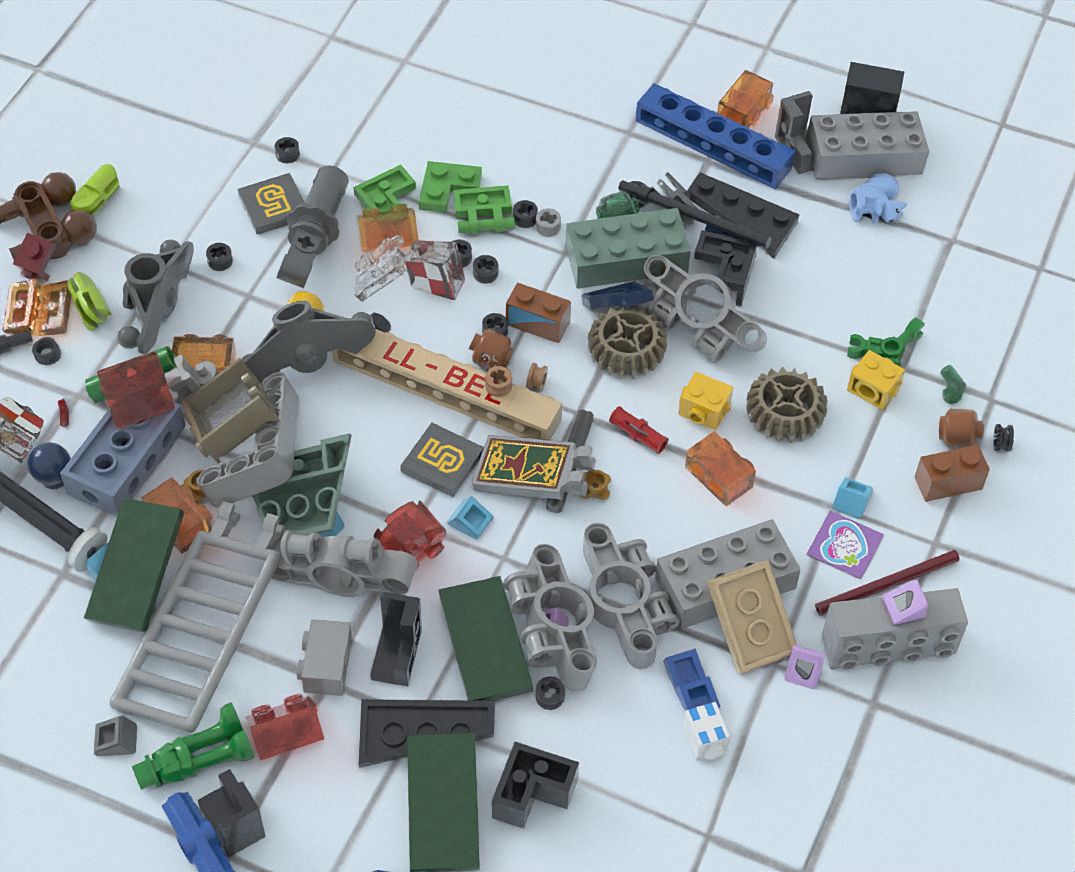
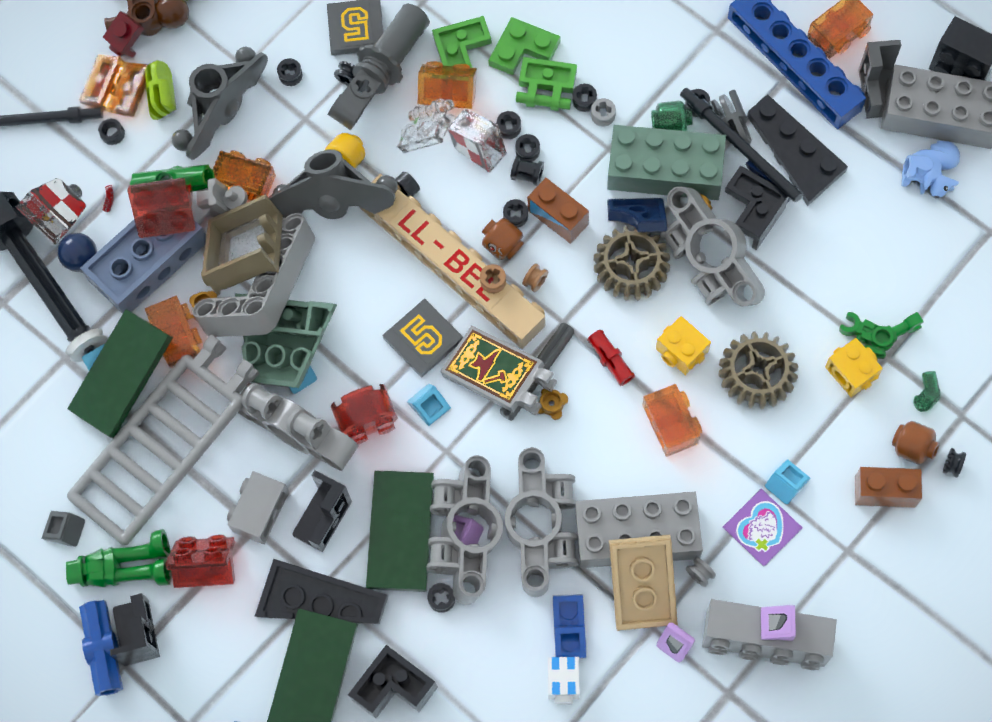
camera: 25 degrees right, 15 degrees up
(273, 245) = (344, 73): none -> black bush
(489, 286) = (527, 170): none -> black bush
(803, 596) = (700, 572): none -> light grey bush
(891, 580) = (786, 578): dark red piece -> none

